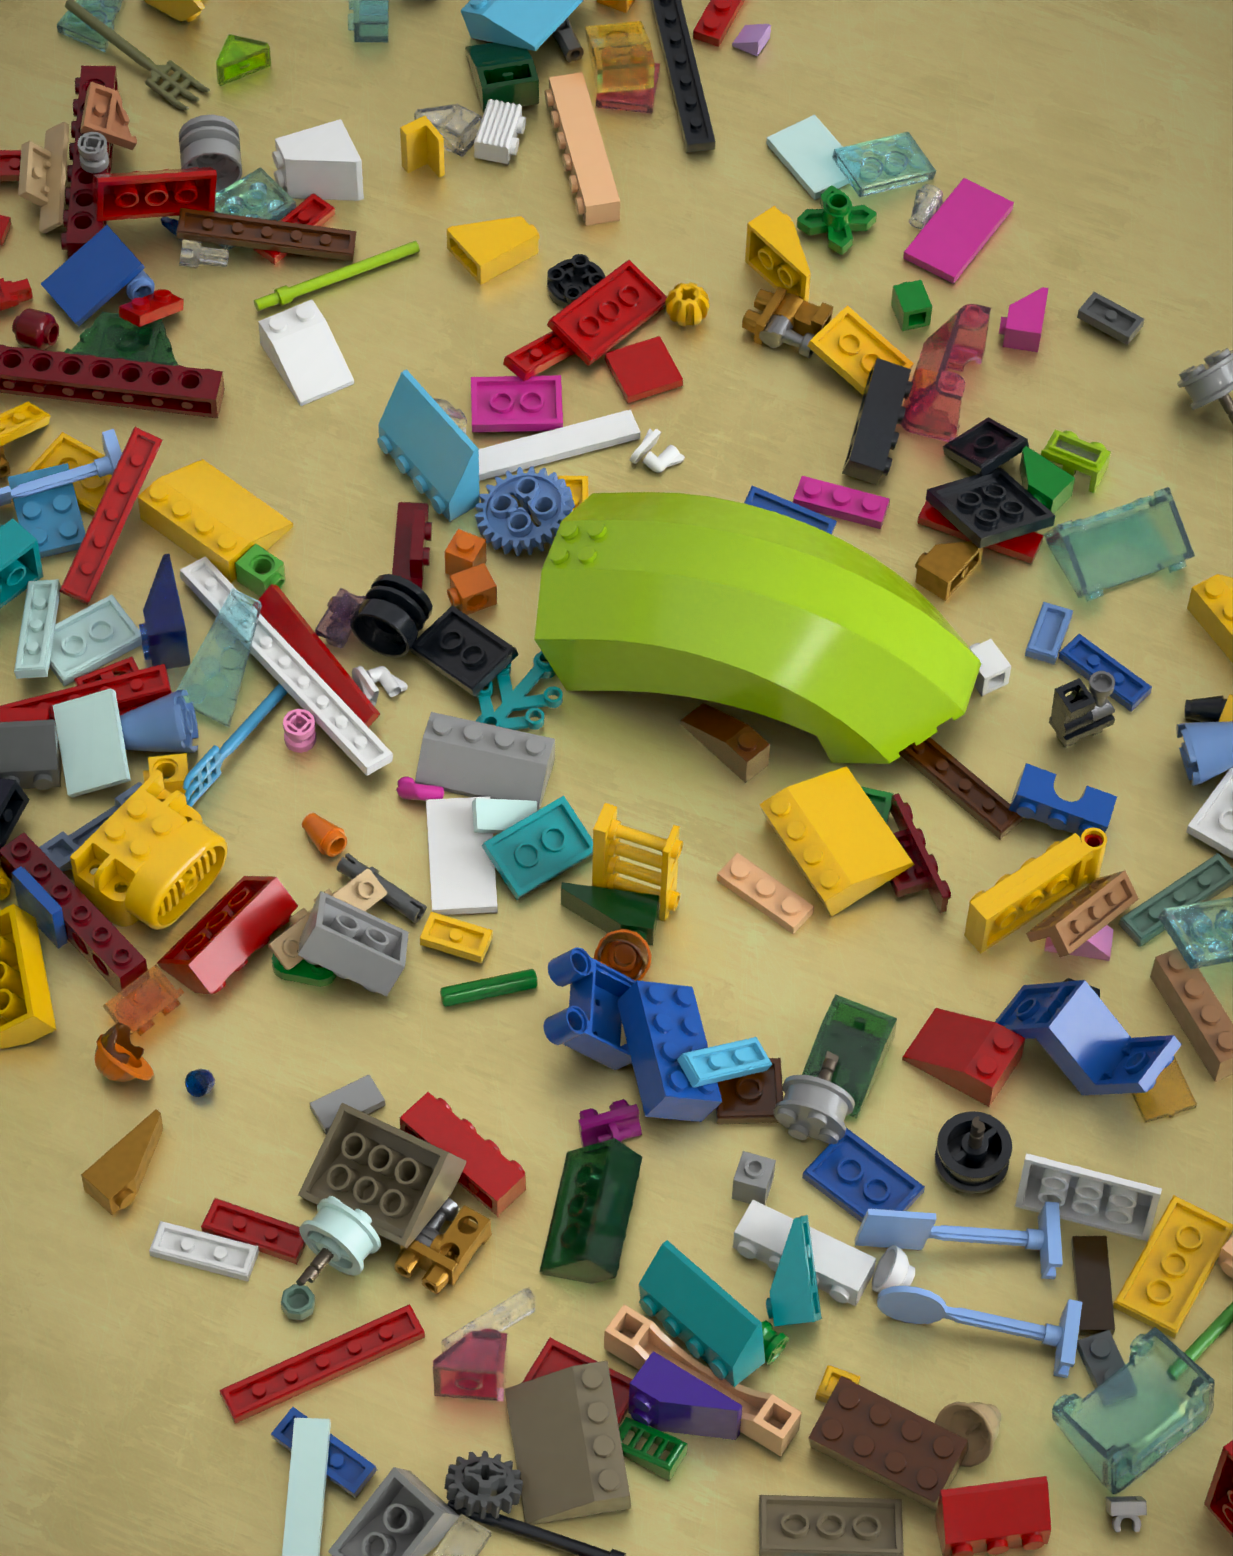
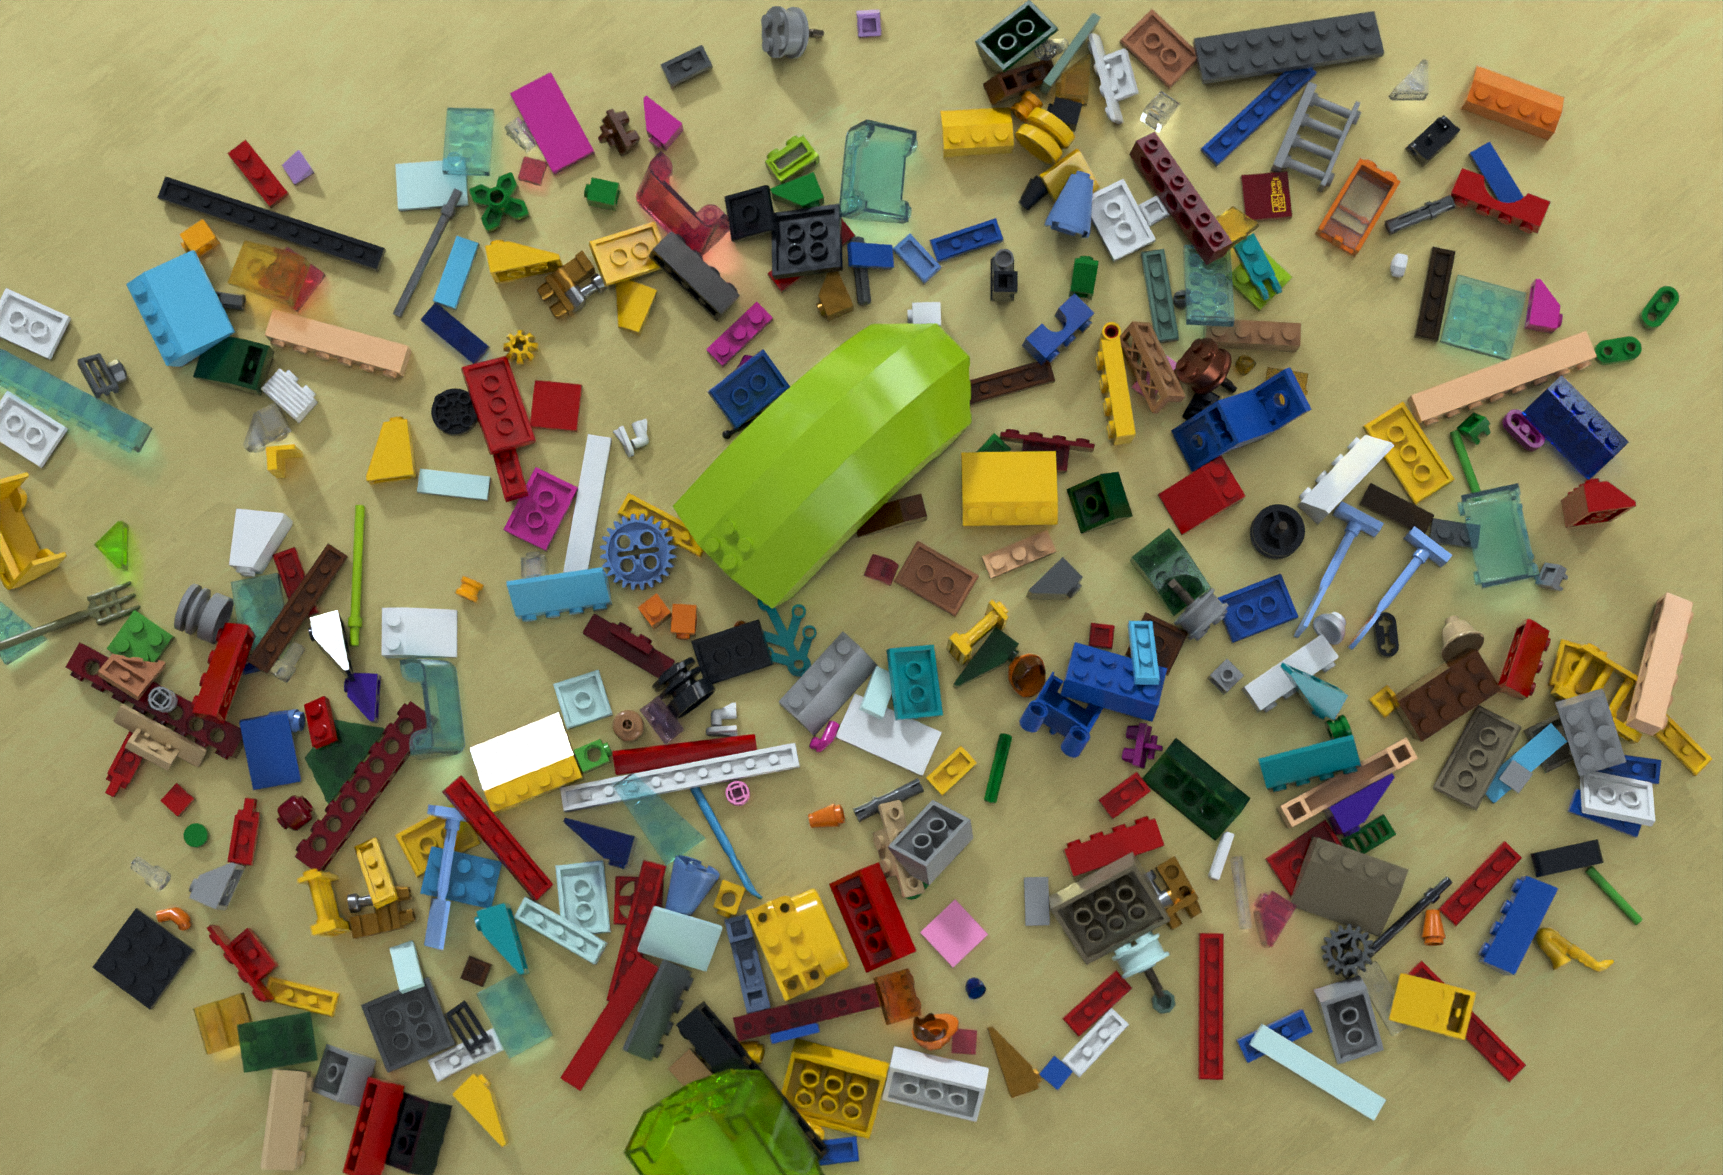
camera: 60 degrees left, 25 degrees up
(56, 1091) = (935, 1084): none -> white slope
(127, 1104) = (964, 1041): none -> clear pink tile
(141, 1223) = (1055, 1072): none -> blue tile
(152, 124) = (141, 639): none -> bright green plate
(207, 336) = (365, 694): none -> dark purple slope
(227, 400) = (442, 708): none -> clear light blue windscreen
(250, 276) = (331, 637): none -> slope
(256, 1032) = (954, 933): none -> bright pink tile
(315, 587) = (636, 729): none -> medium nougat head
(322, 539) = (583, 699): none -> light aqua tile
(383, 377) = (469, 589): none -> light orange wheel
(494, 317) = (453, 484): none -> light aqua tile
(511, 1281) = (1221, 855): none -> white tile
(536, 1138) = (1124, 795): none -> red plate
(656, 762) = (881, 569): none -> clear pink slope
(664, 245) = (454, 333): none -> clear blue tile
(687, 805) = (936, 578): none -> nougat tile
(721, 1026) = (1101, 636): none -> red tile
(725, 218) = (456, 272): none -> medium azure tile
(751, 933) = (1057, 583): none -> dark grey slope
(793, 178) = (447, 212): none -> flat silver bar
(805, 388) = (633, 305): none -> yellow slope
(885, 945) = (1099, 502): none -> dark green slope
(892, 236) = (532, 171): none -> clear pink tile
(919, 1340) = (1391, 635): none -> black beam
(995, 583) = (861, 280): none -> dark grey axle
(1000, 281) = (615, 134): none -> reddish brown hips
(1018, 579) = (870, 255): none -> blue tile
(1123, 973) = (1205, 367): none -> copper wheel
(1142, 798) = (1083, 277): none -> green slope
(1158, 1025) = (1244, 364): none -> clear yellow hinge

